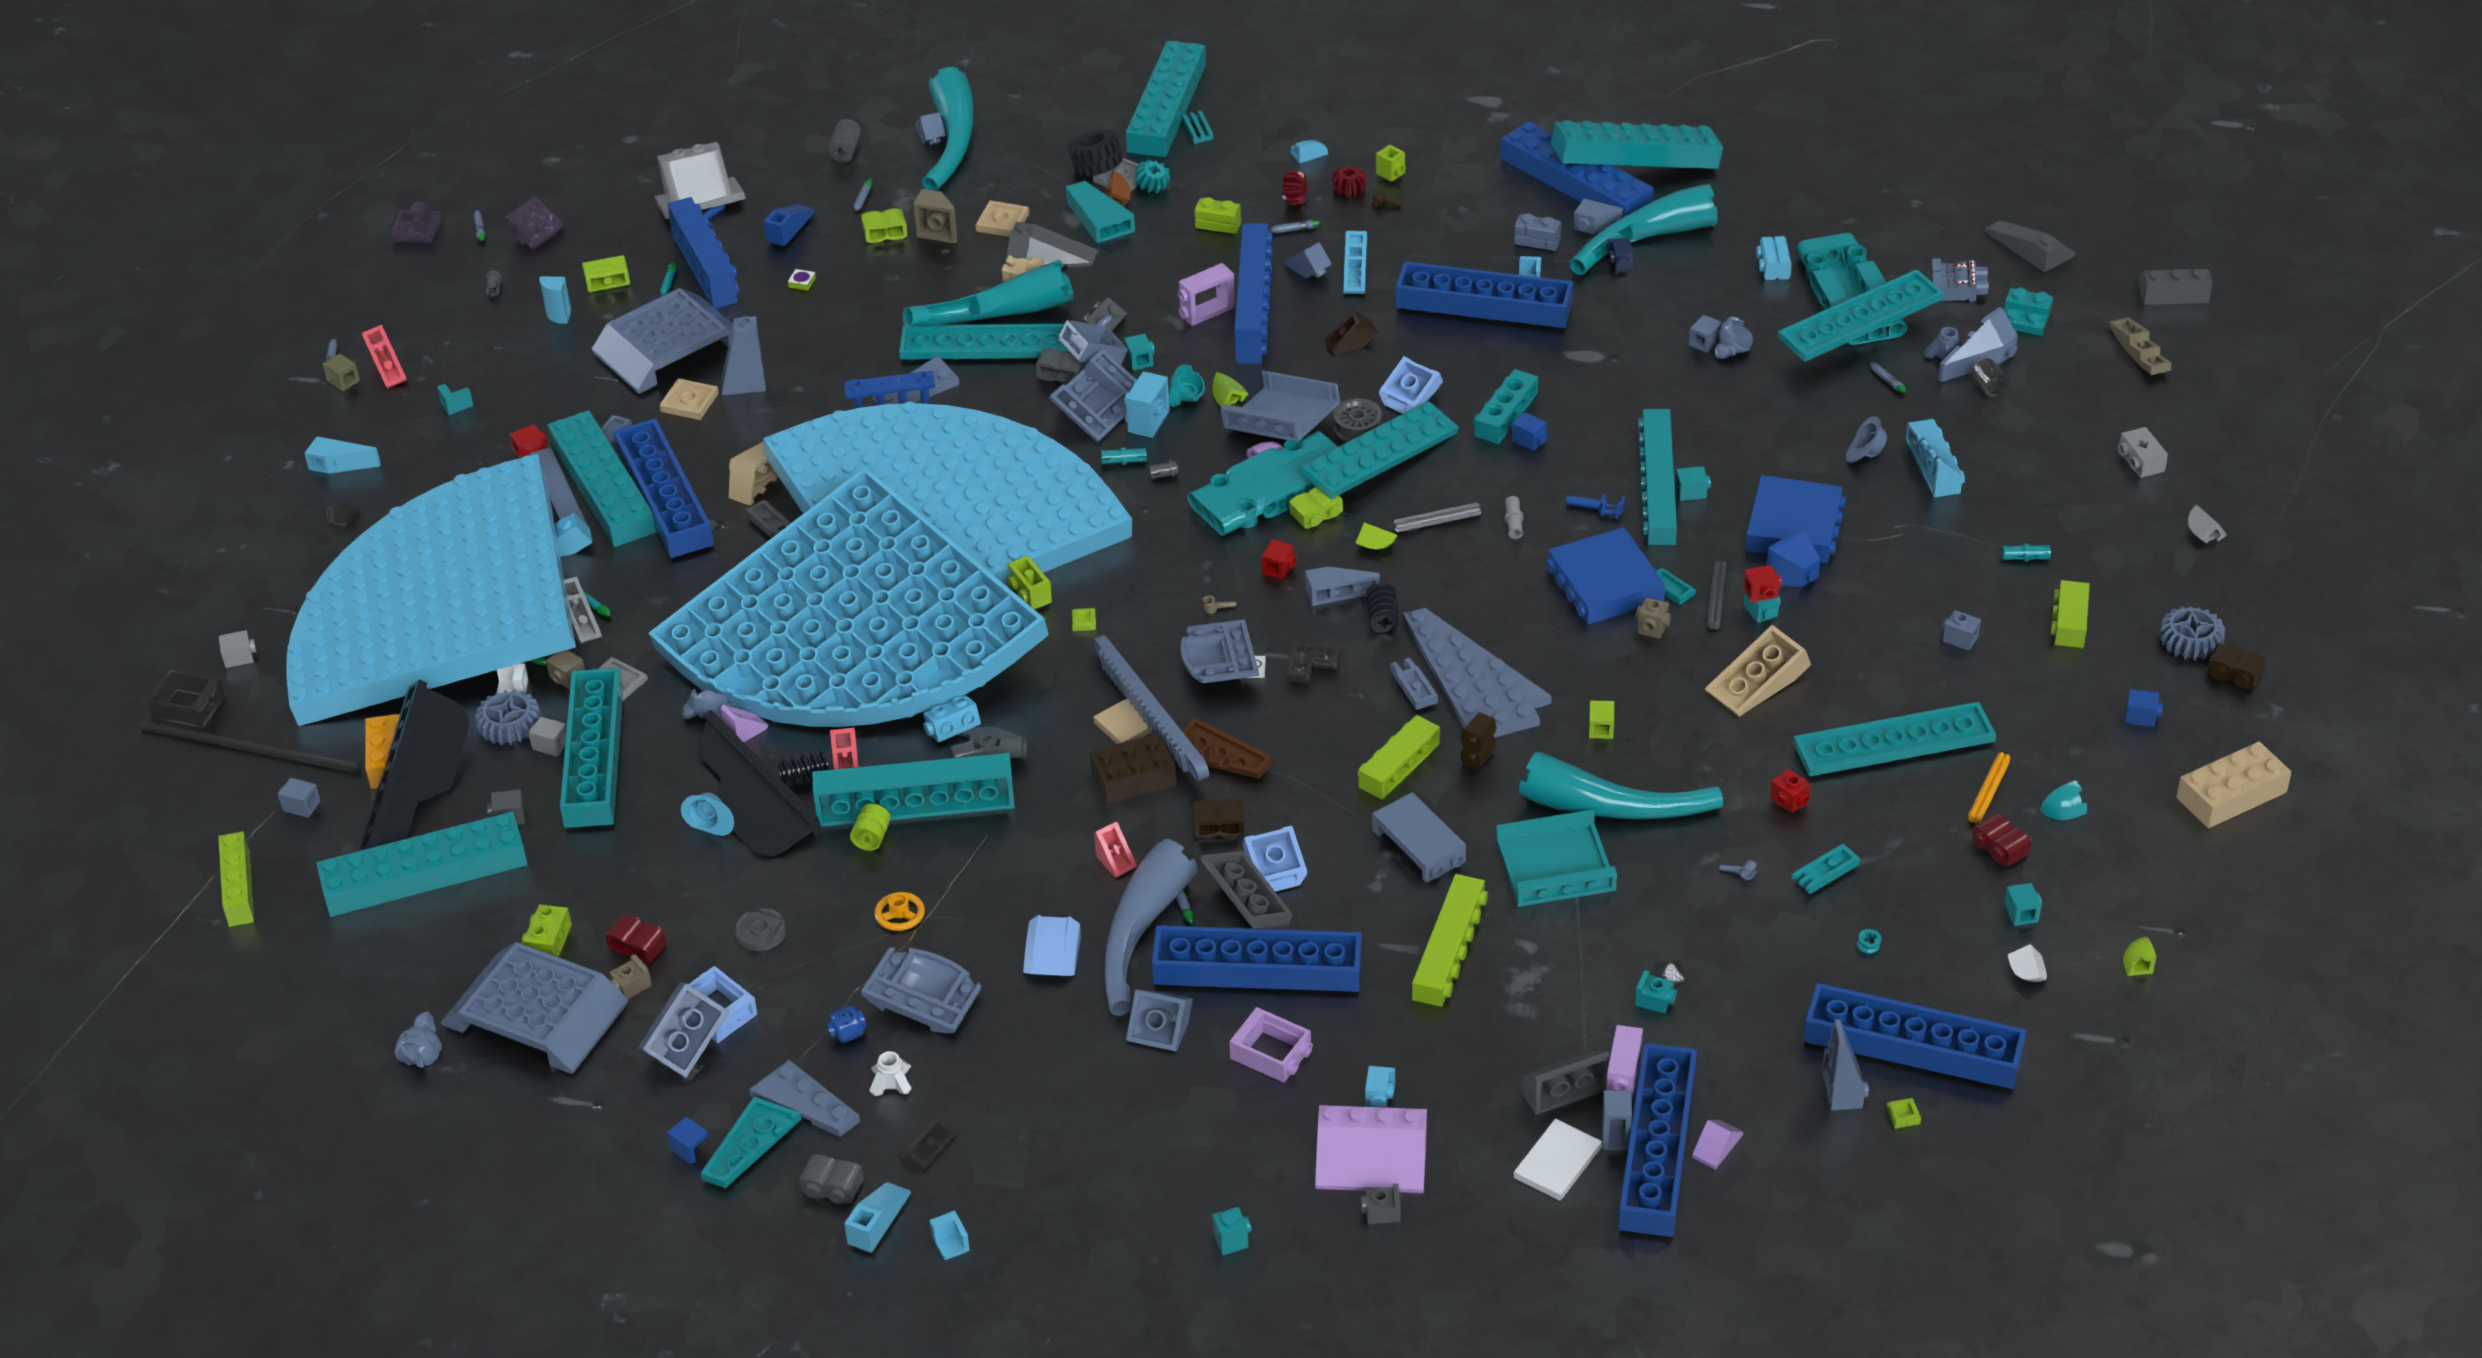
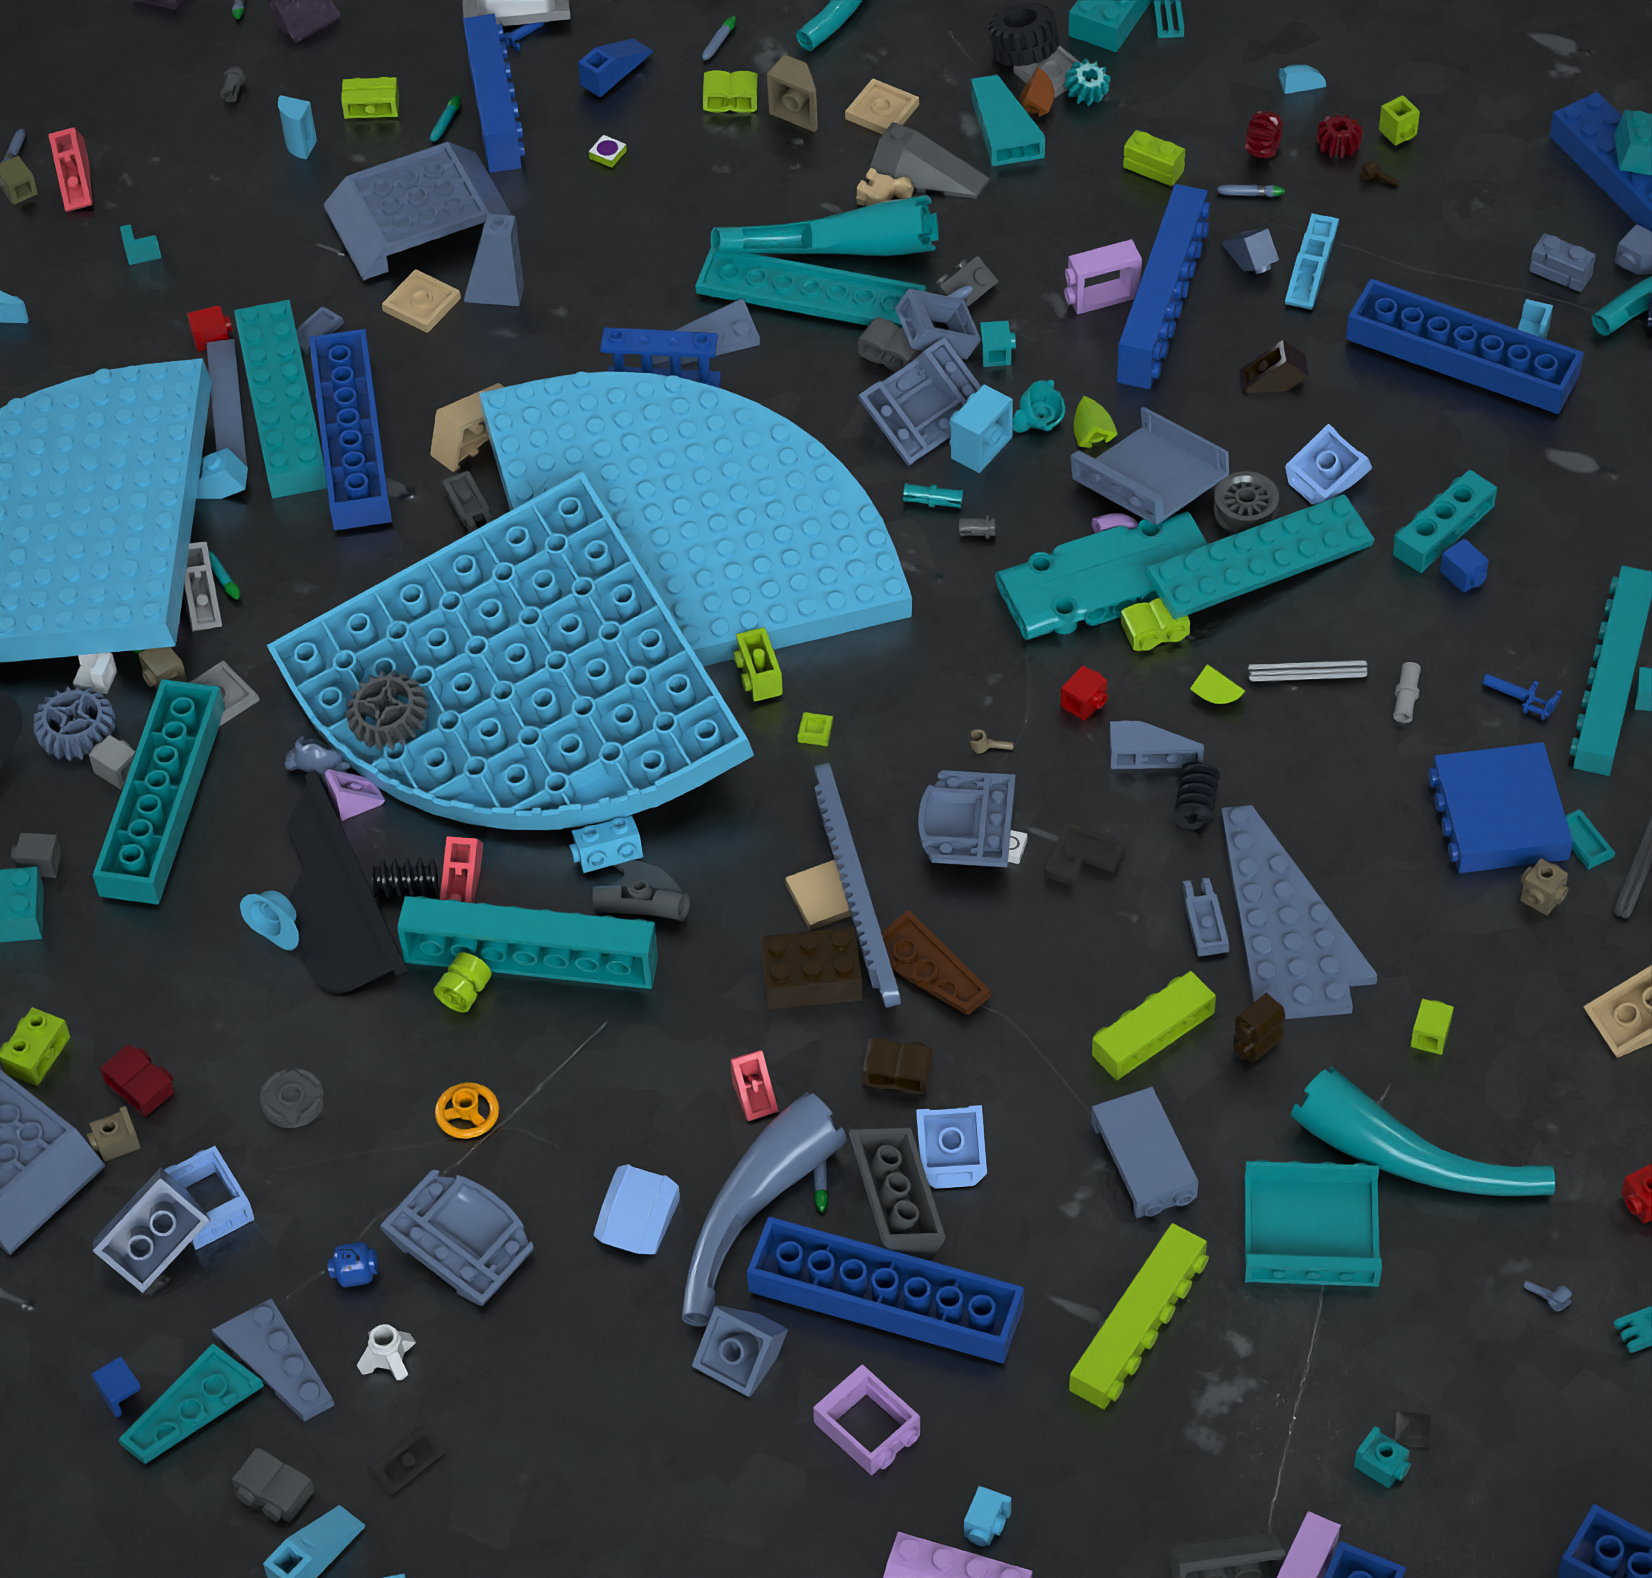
camera: 15 degrees right, 10 degrees up
(759, 654) = (393, 718): none -> dark grey gear

